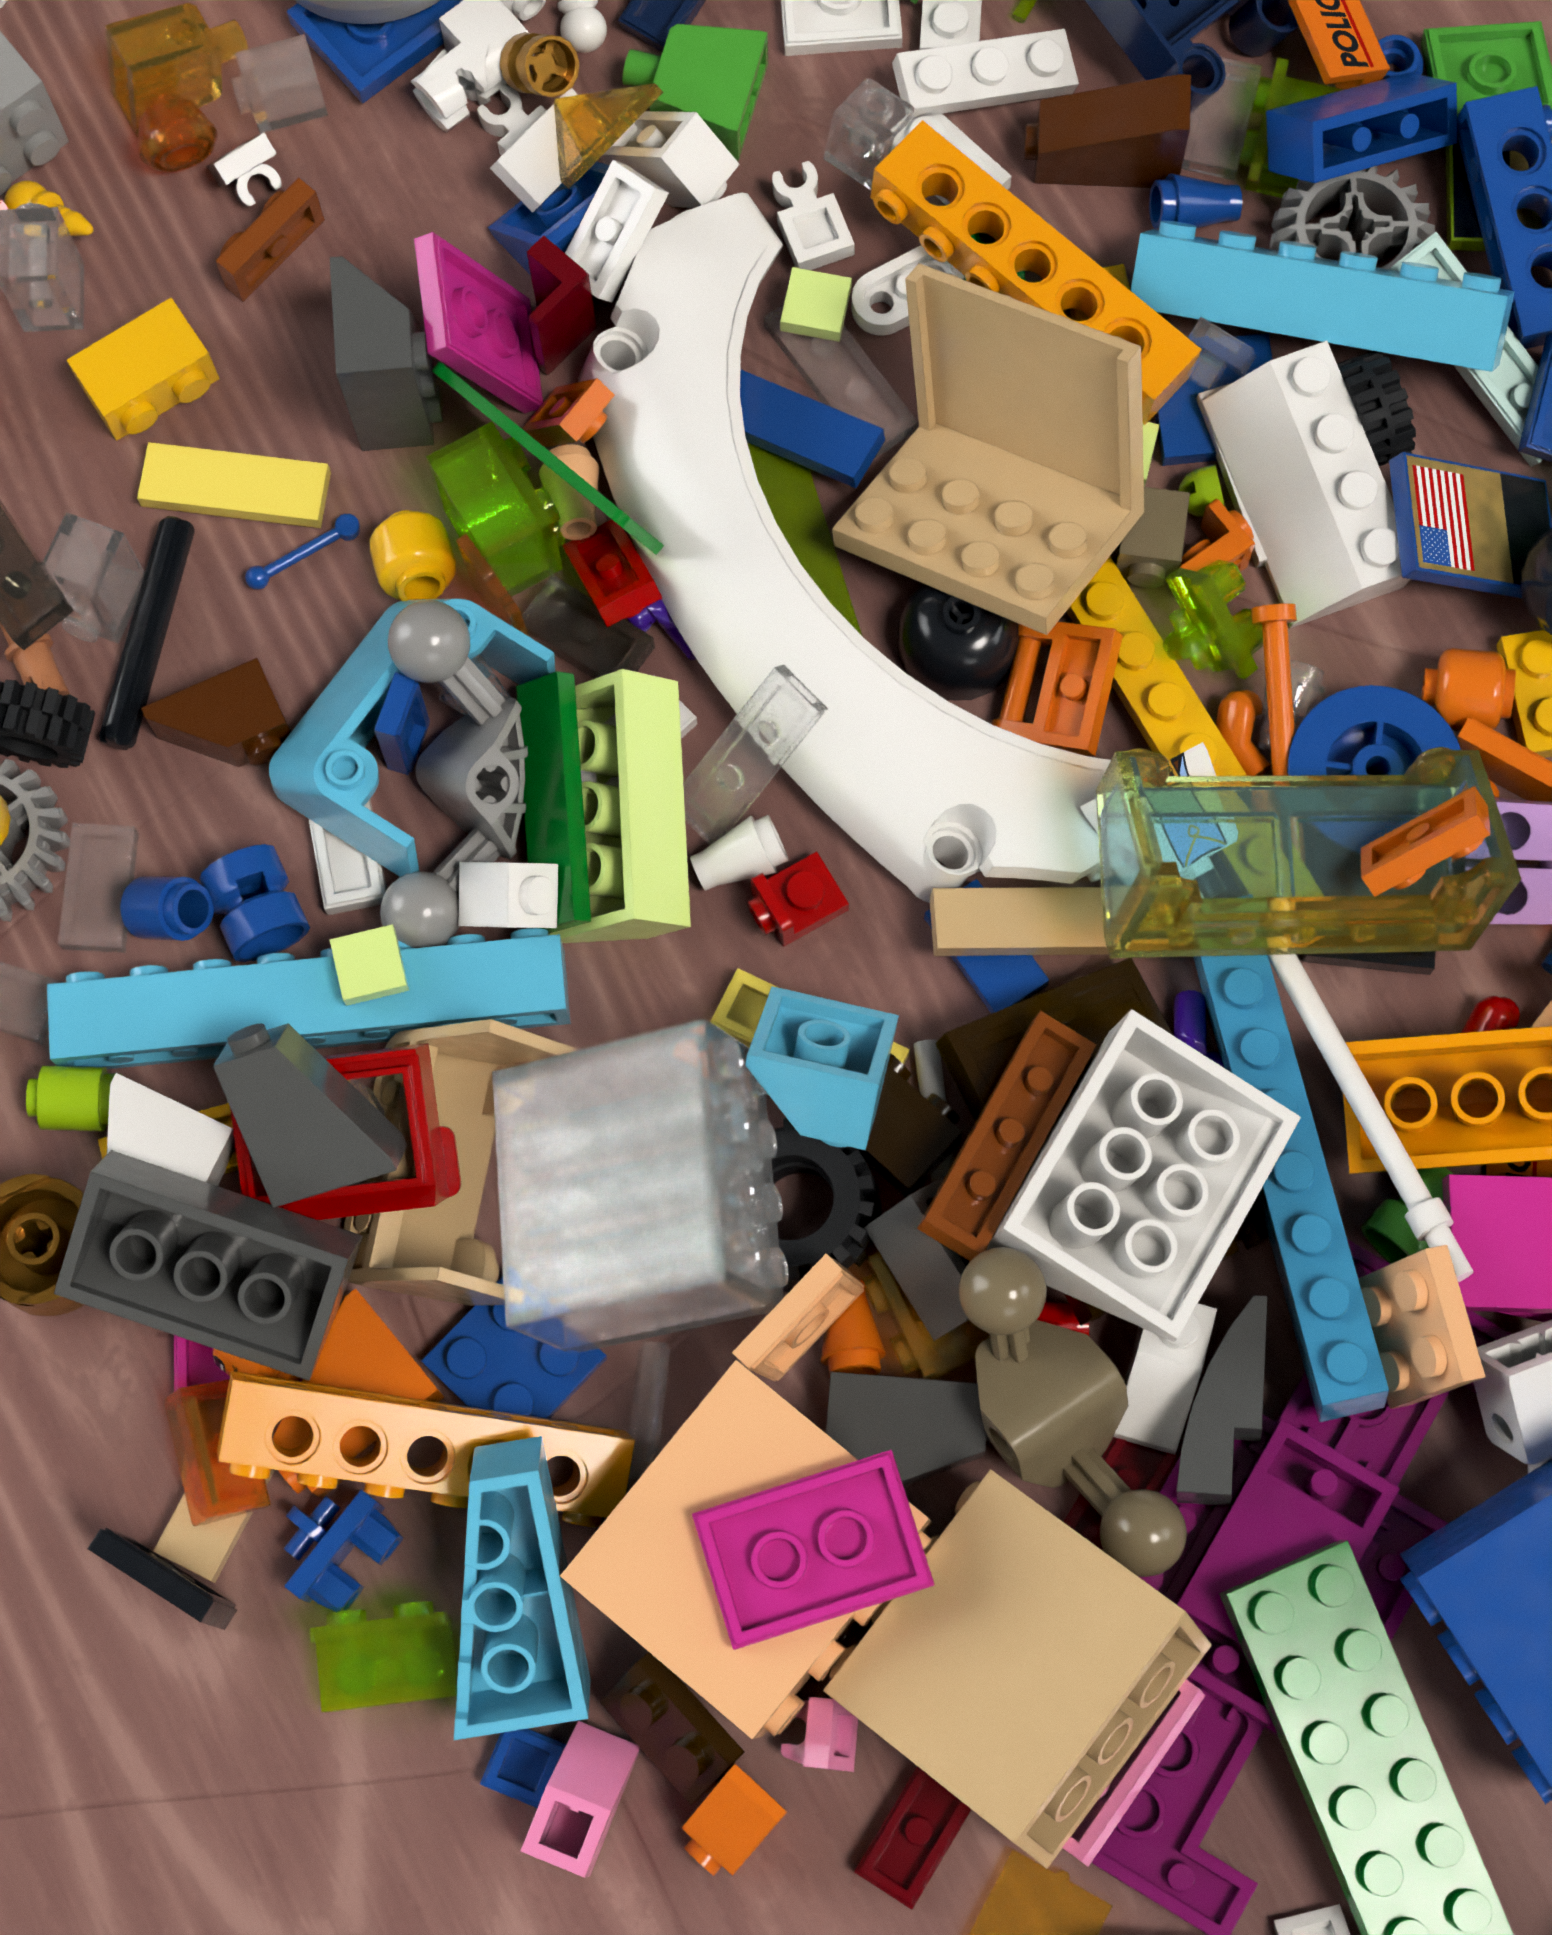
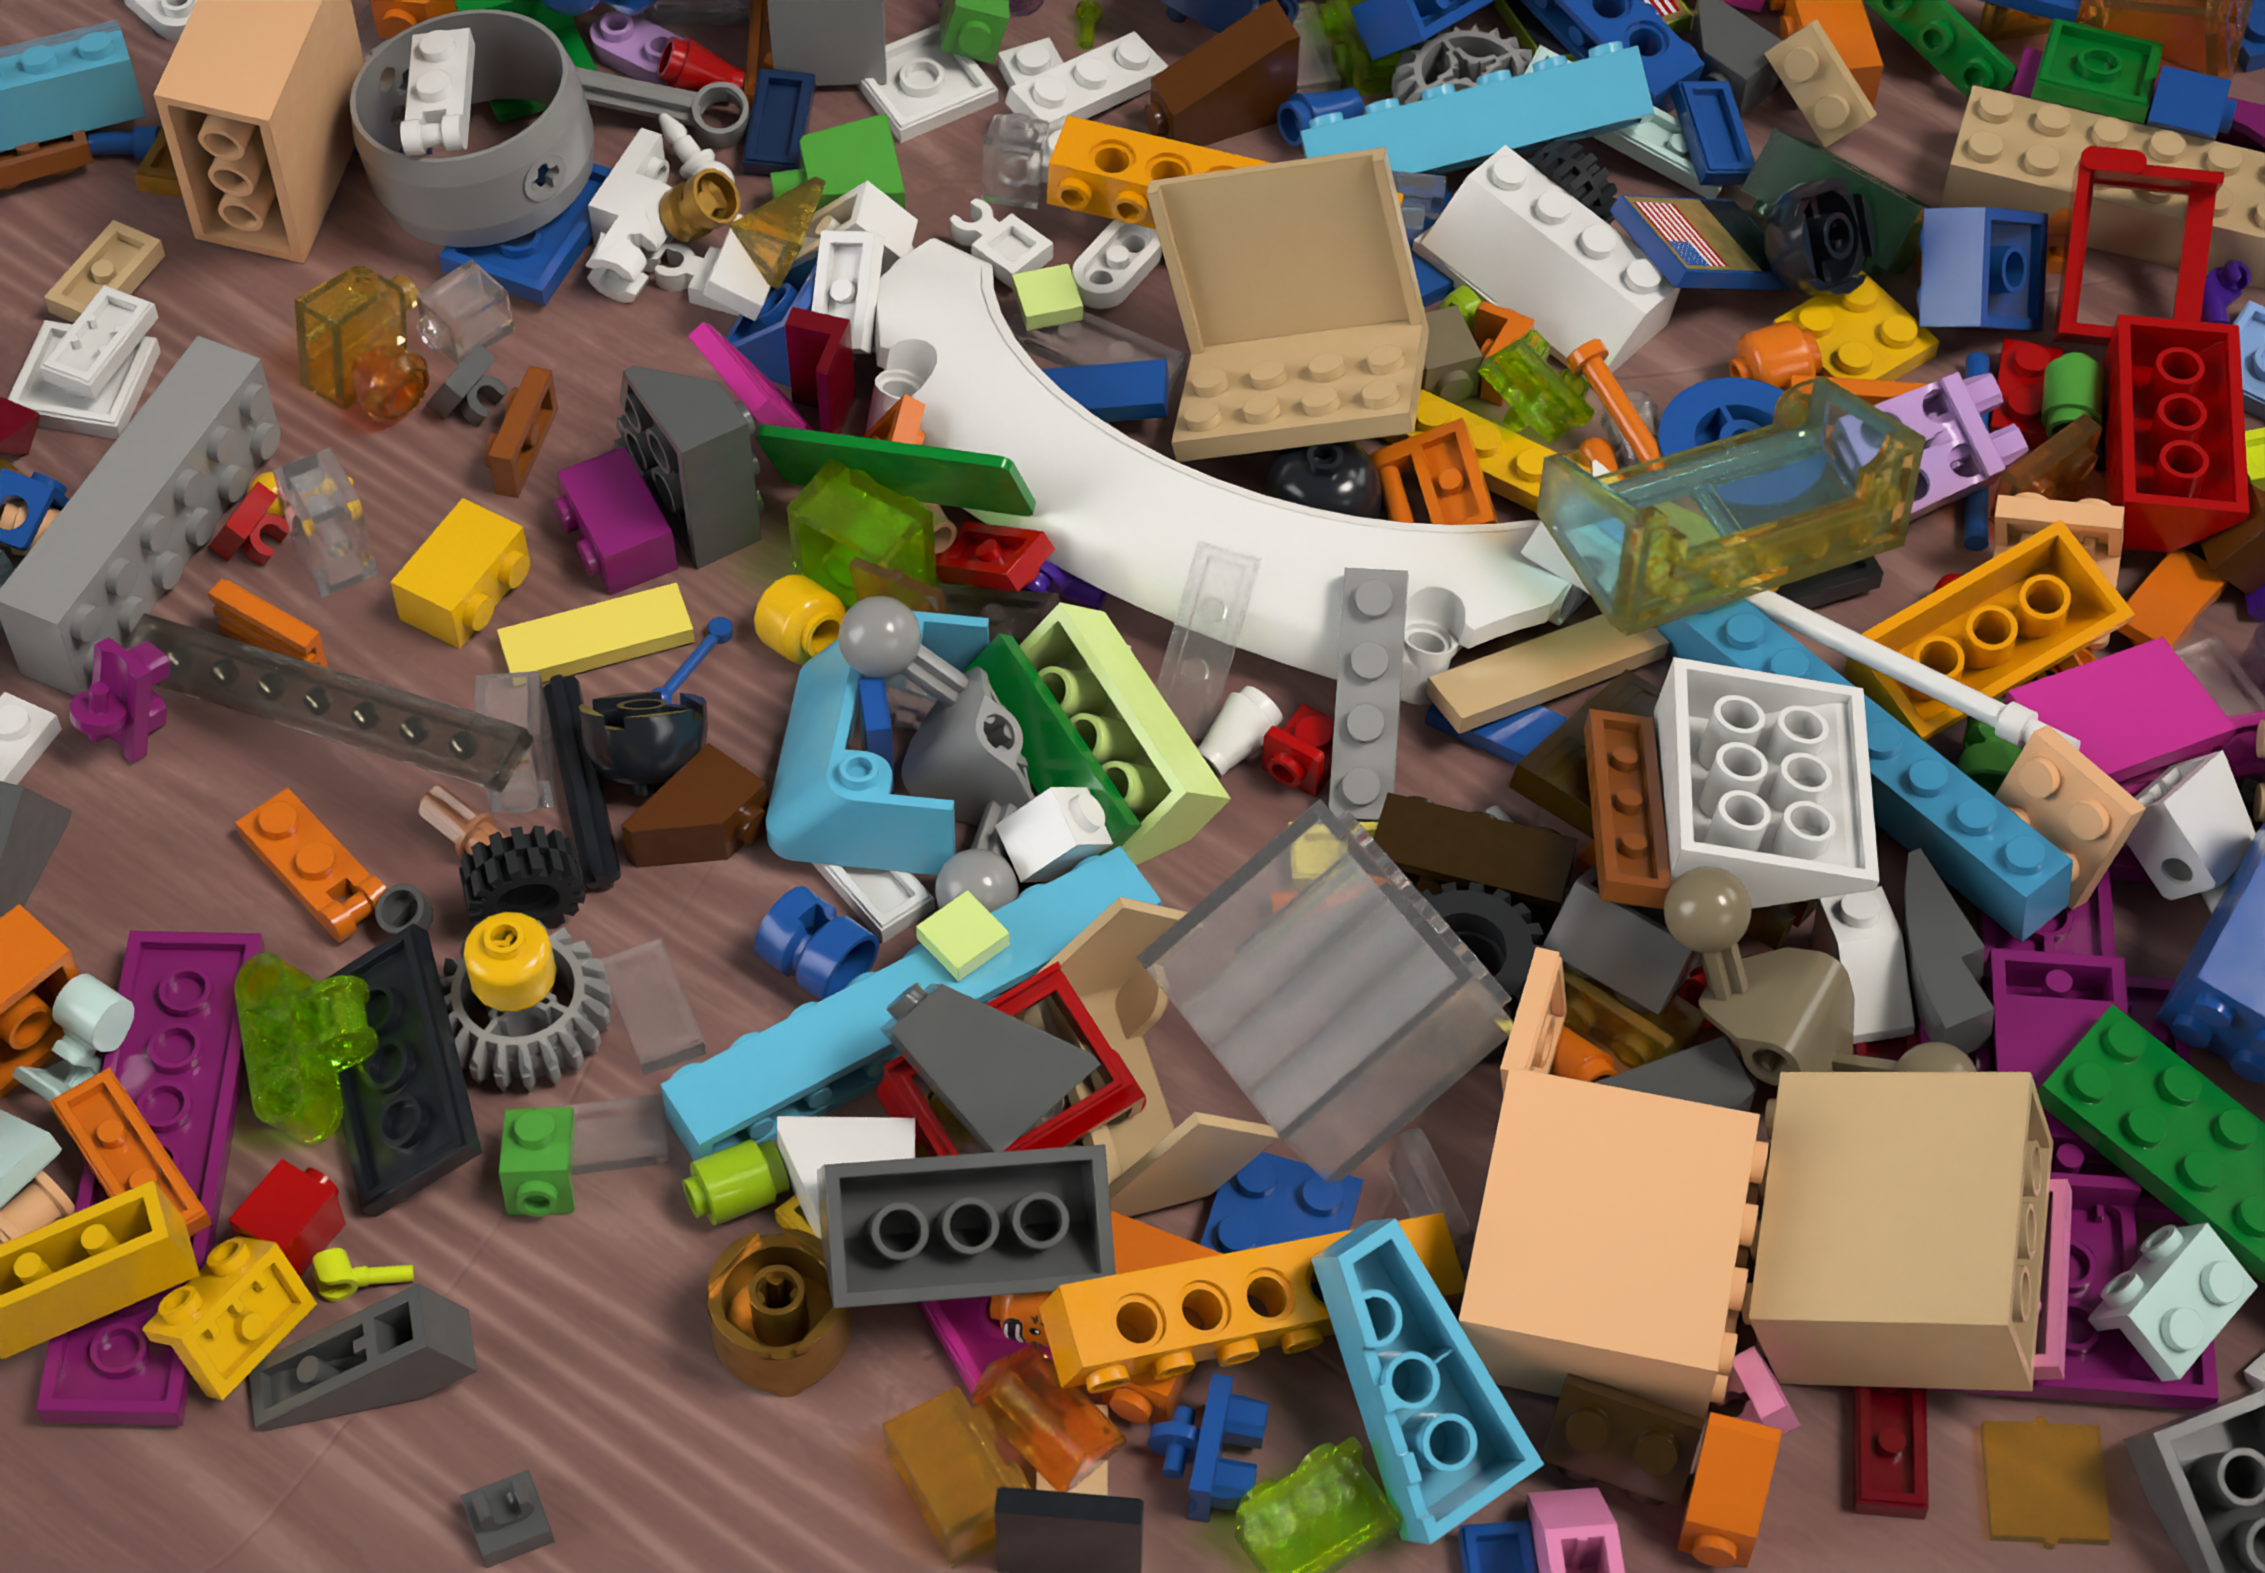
camera: 30 degrees left, 20 degrees down
(115, 1465) = (951, 1471): none -> clear yellow brick
(166, 908) = (736, 982): blue brick -> none
(209, 618) = (642, 738): none -> black cylinder
(300, 386) = (615, 520): none -> magenta brick
(813, 1550) = (1676, 1183): dark pink tile -> none
(823, 1064) = (1442, 822): medium azure slope -> none
(866, 881) = (1368, 691): none -> light grey plate
(1235, 1839) = (2175, 1297): none -> light aqua bracket
(1440, 833) = (1841, 430): orange plate -> none

